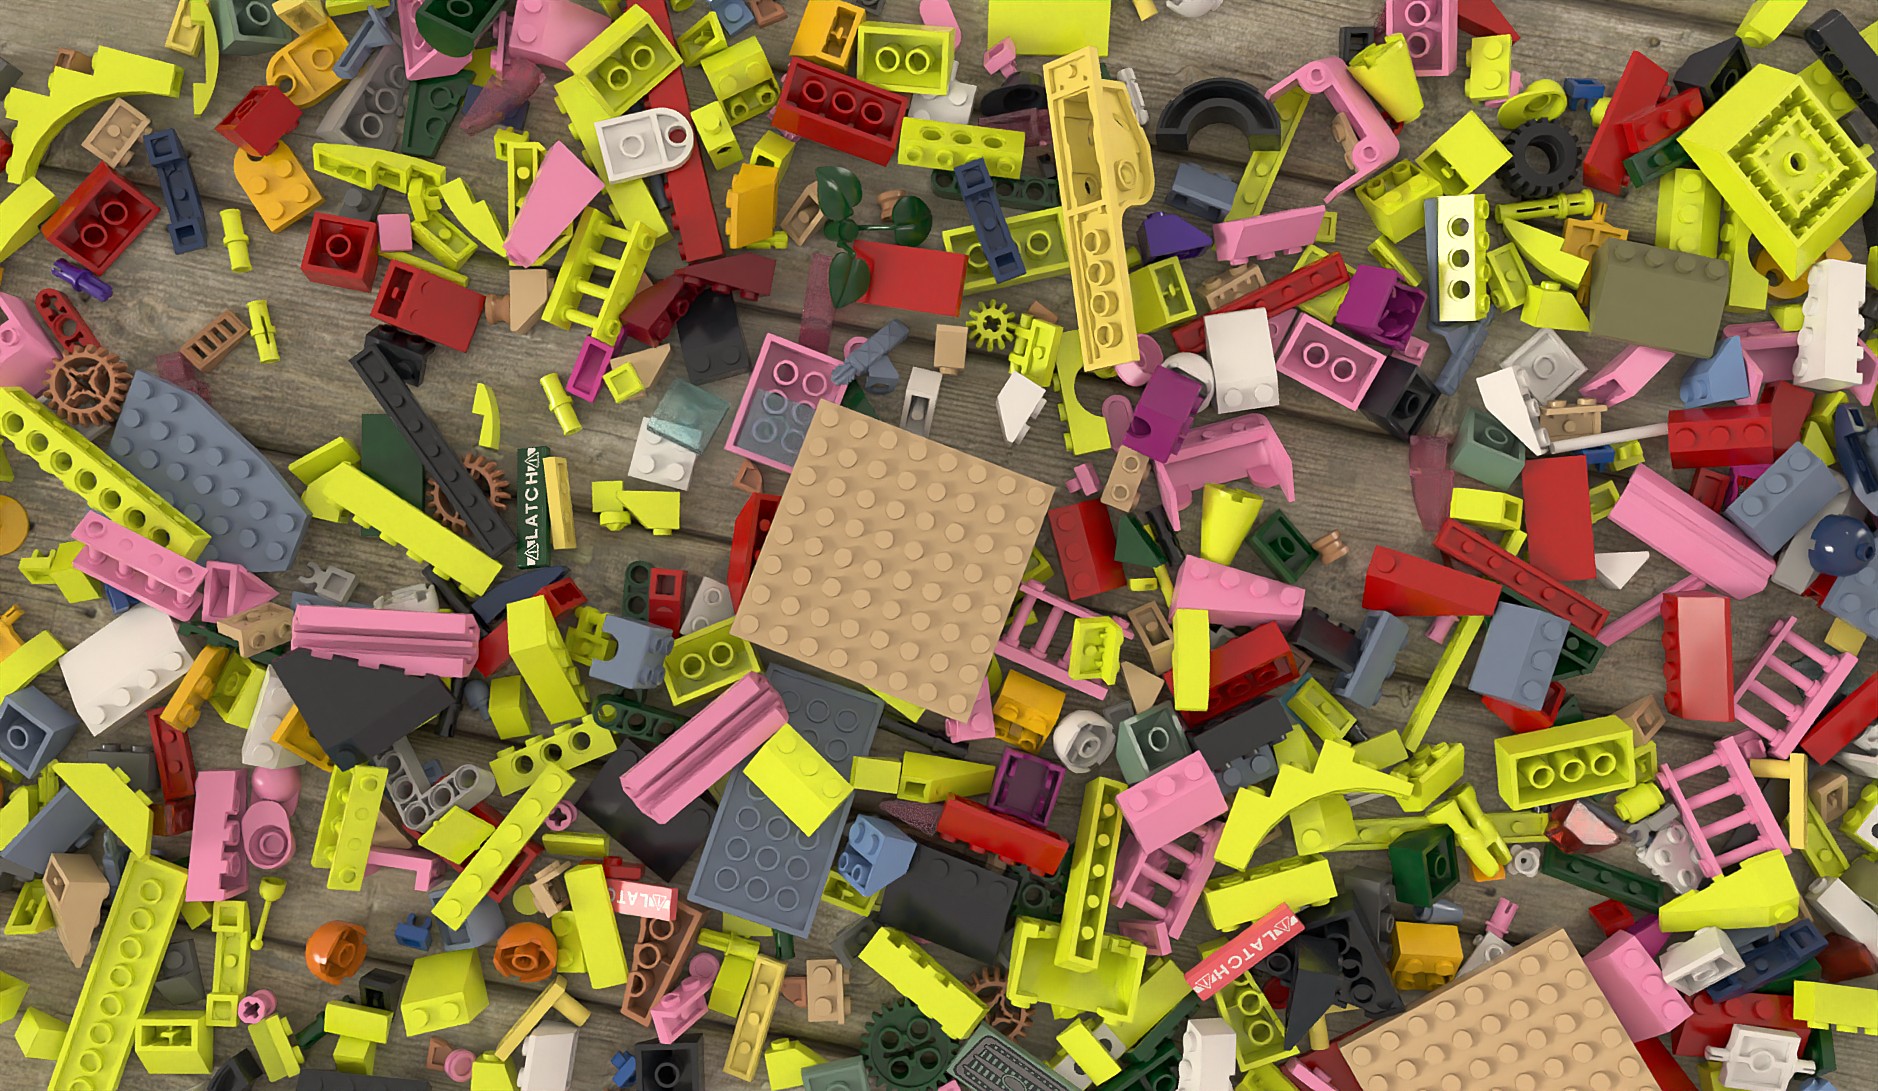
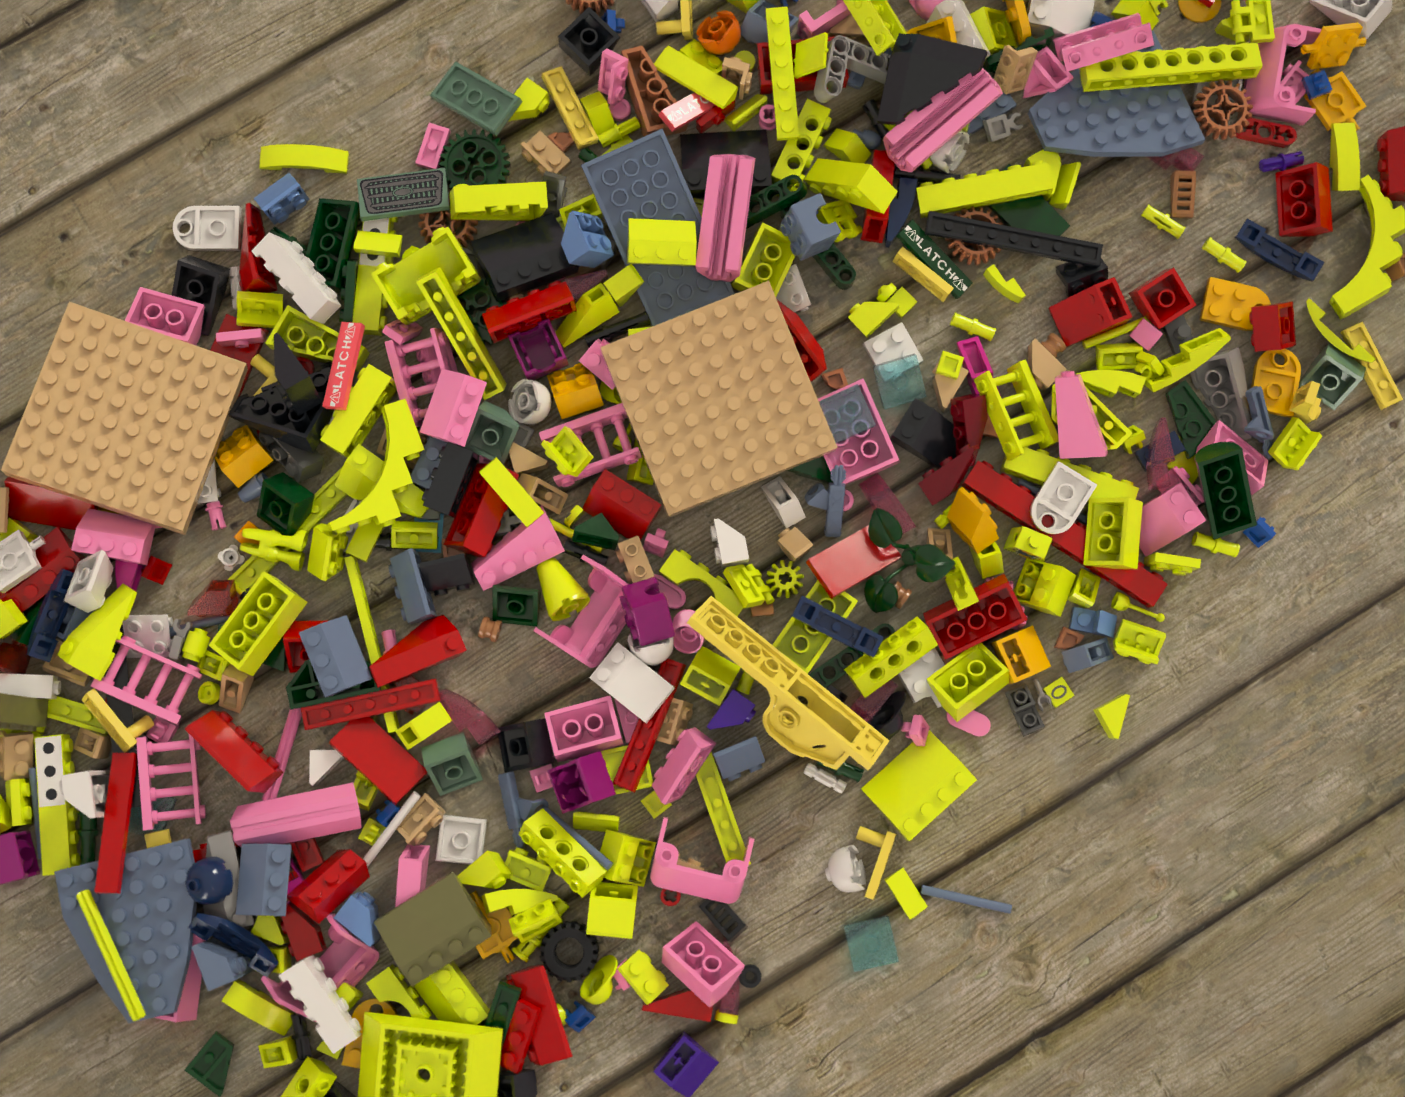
camera: 135 degrees right, 5 degrees down
(118, 133) = (1339, 253): tan bracket -> none
(667, 598) = (818, 276): red slope -> none
(828, 146) = (960, 586): none -> neon yellow hinge
(1215, 102) = (777, 814): black brick -> none
(1389, 77) = (695, 916): neon yellow cone -> none
(1509, 401) = (461, 798): white slope -> none
(1549, 216) = (535, 921): none -> neon yellow bracket
(1603, 879) = (178, 587): dark green tile -> none
(1667, 741) = (209, 693): none -> neon yellow tile

